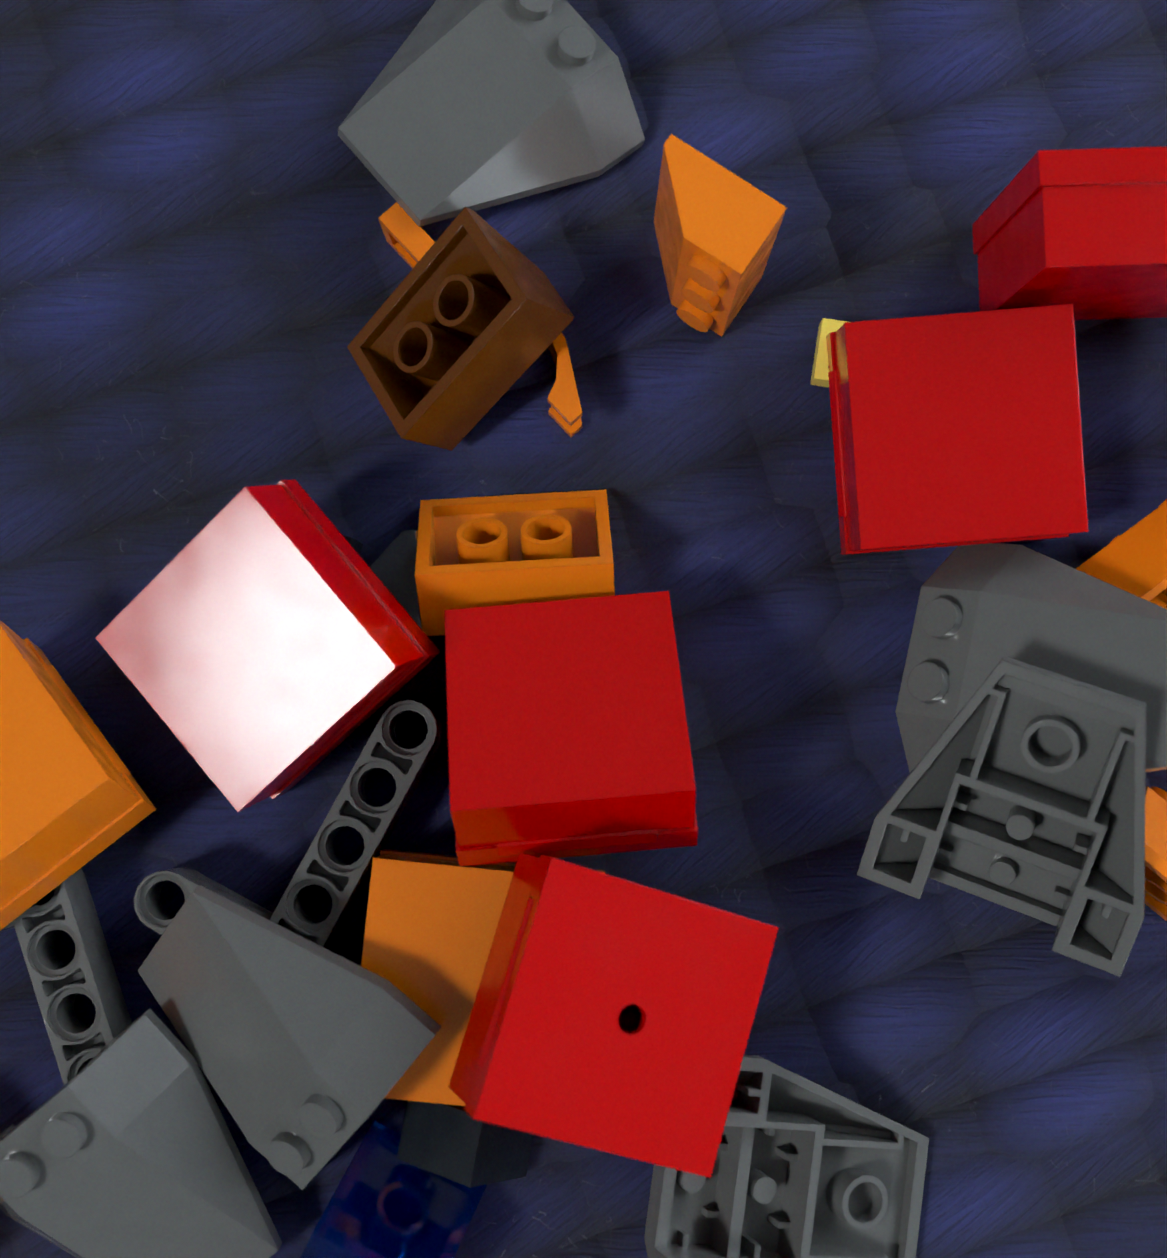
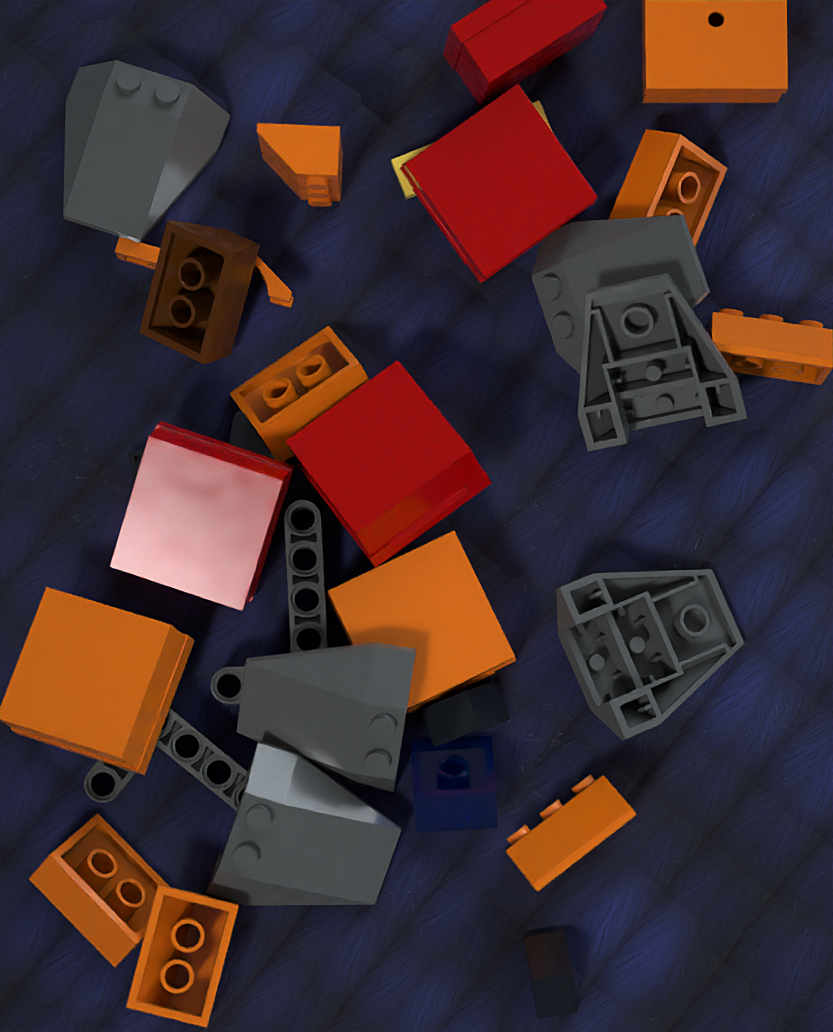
camera: 30 degrees left, 0 degrees up
(612, 1015) = (496, 584): red container -> none

